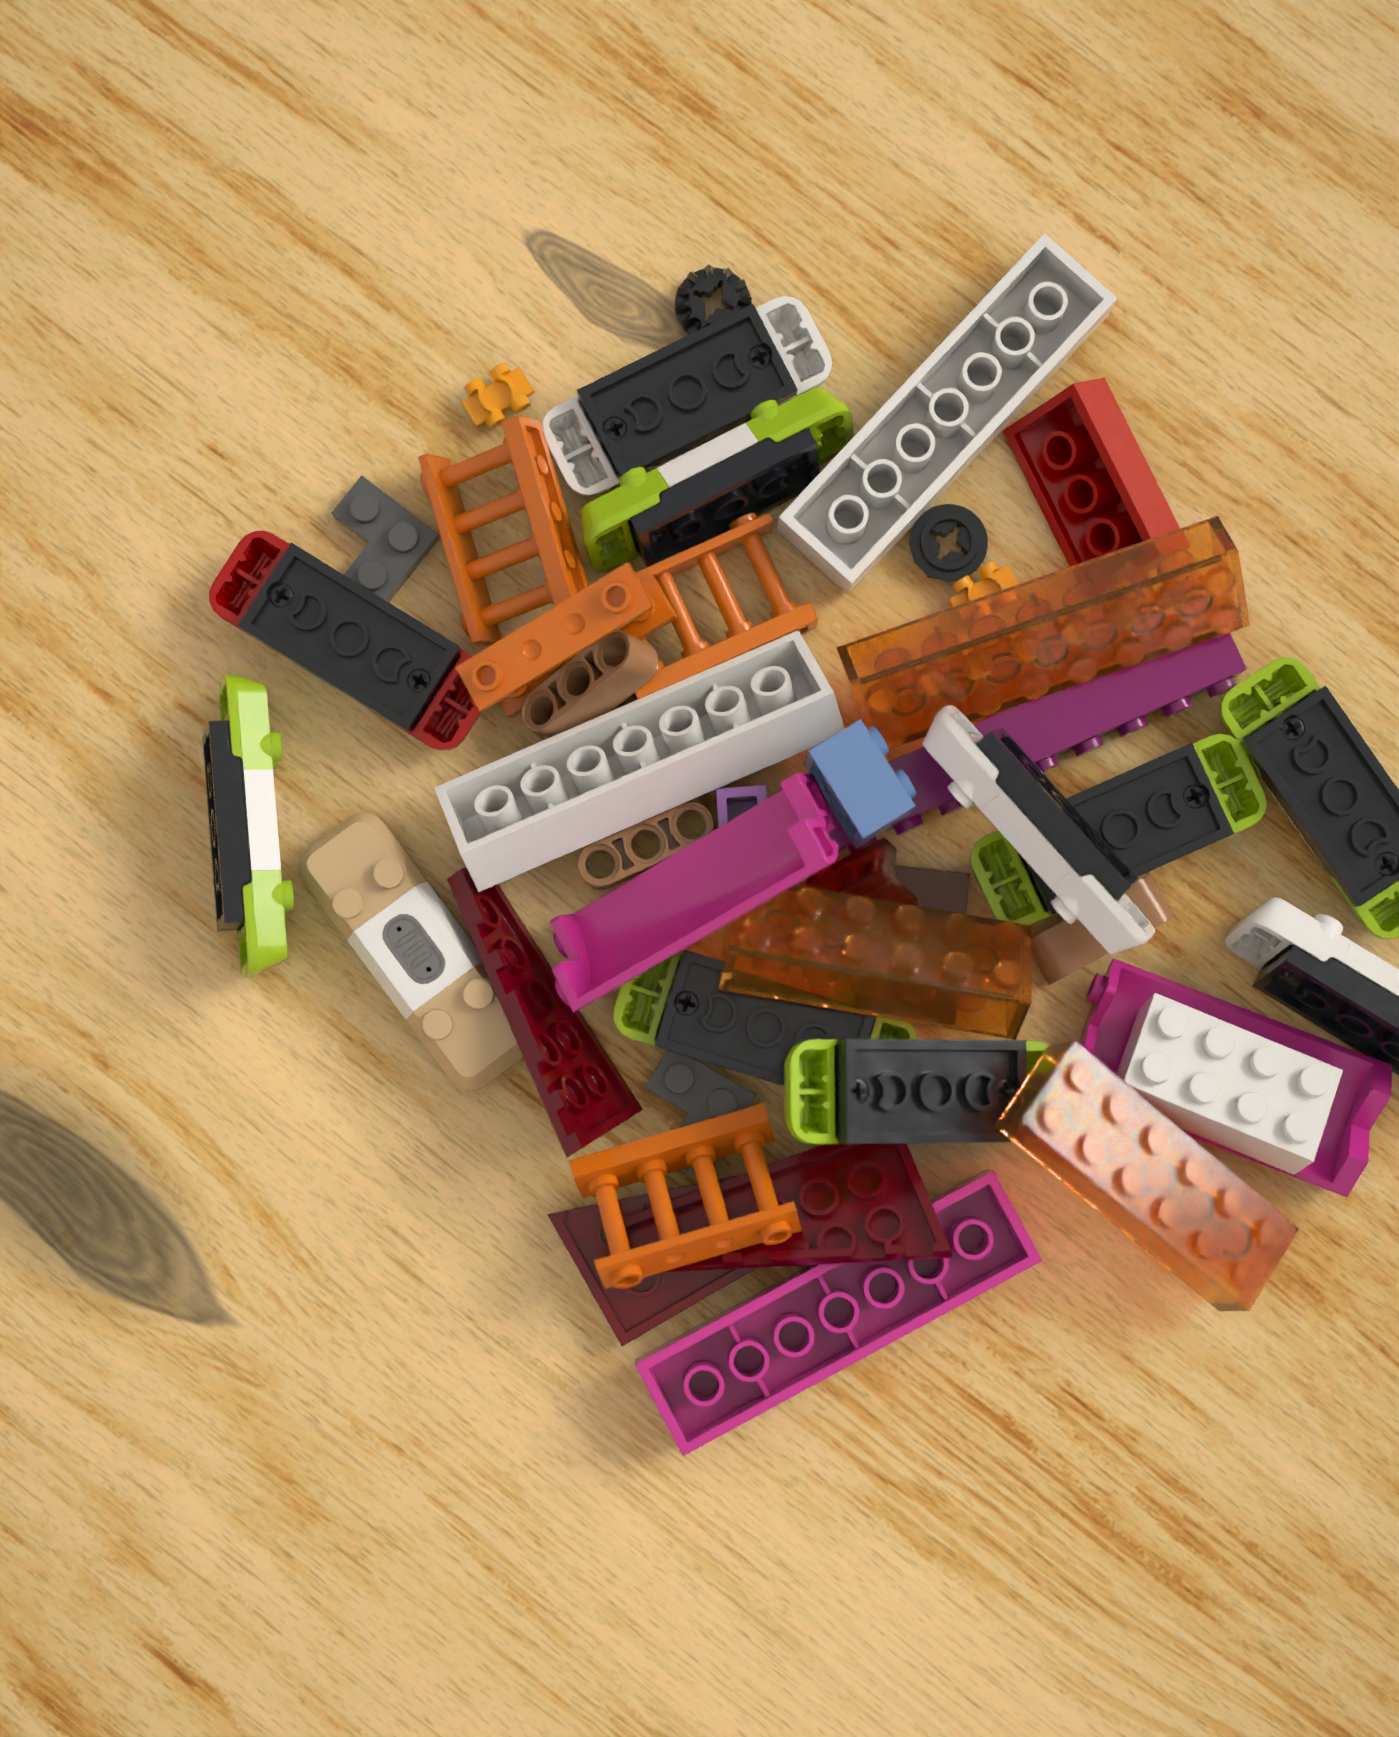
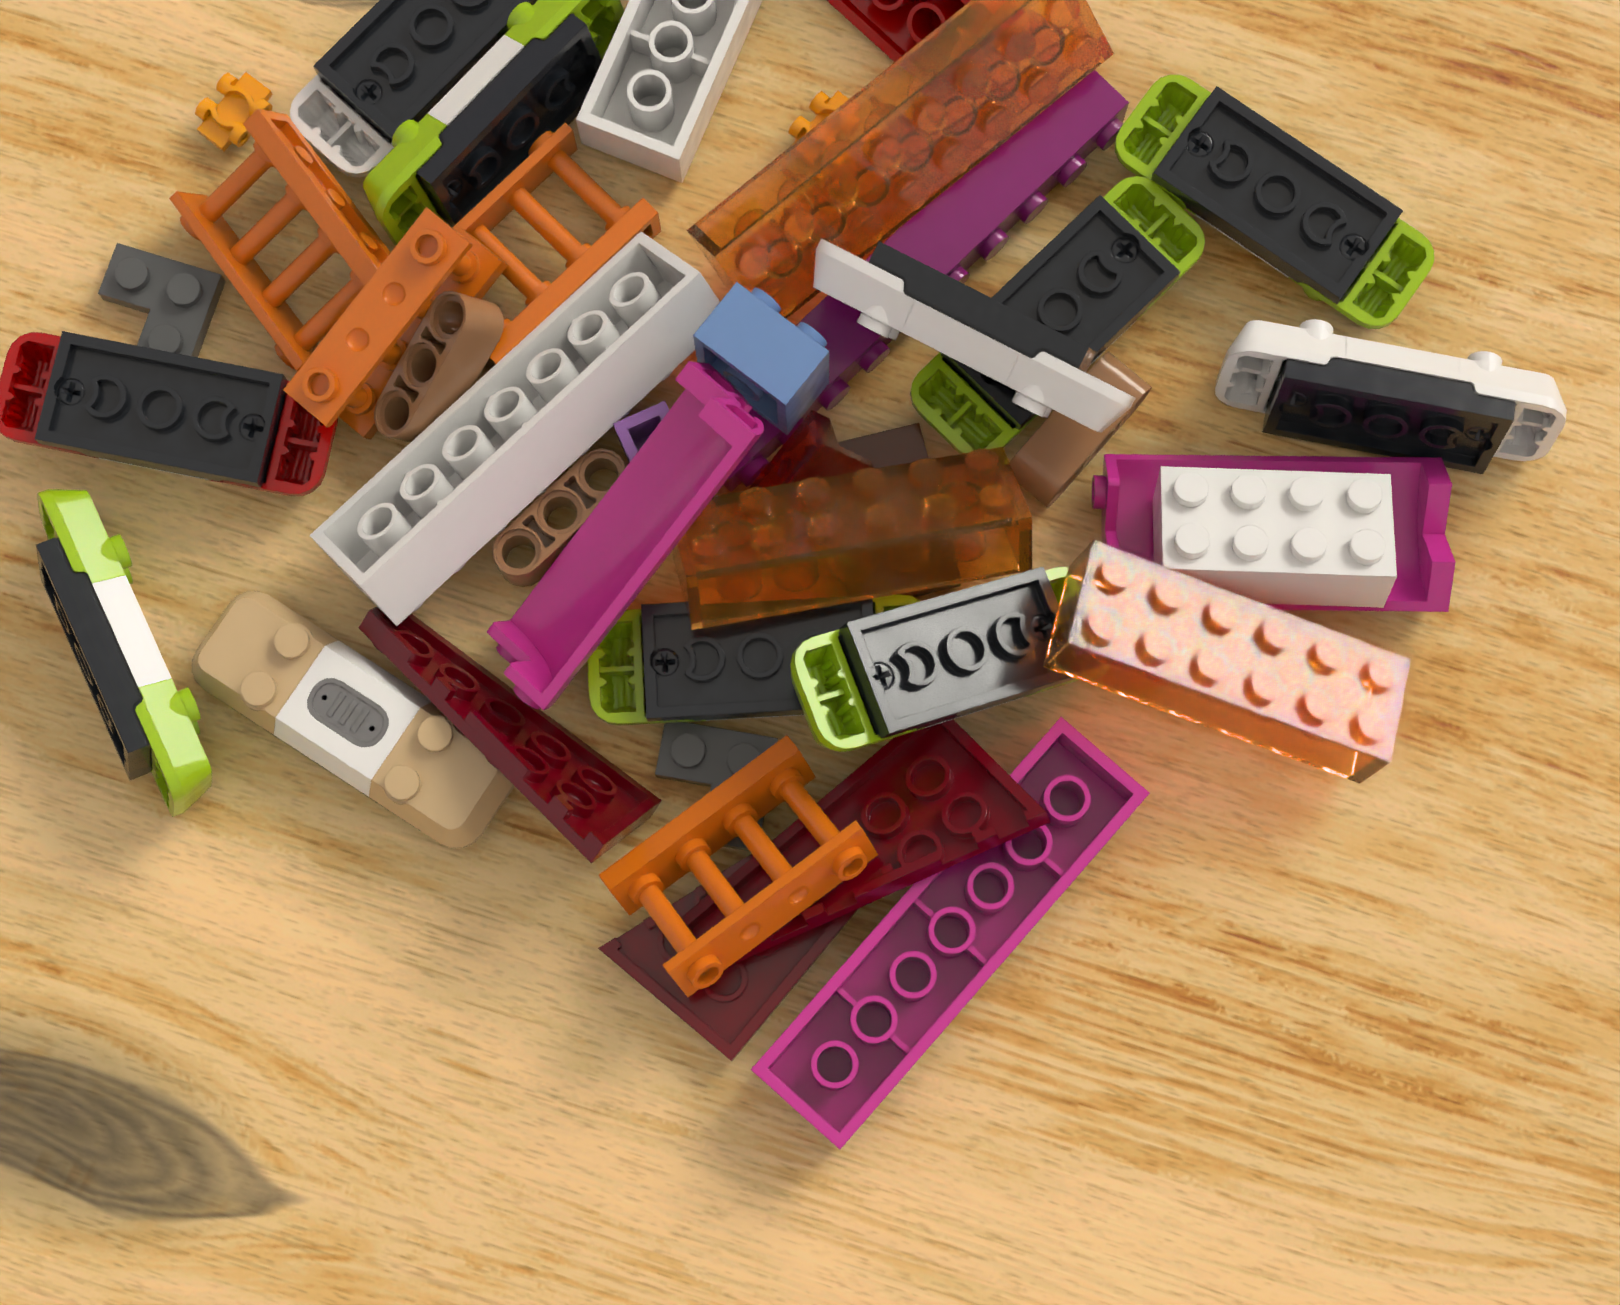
camera: 15 degrees left, 5 degrees down
(941, 521) = (752, 73): black gear -> none

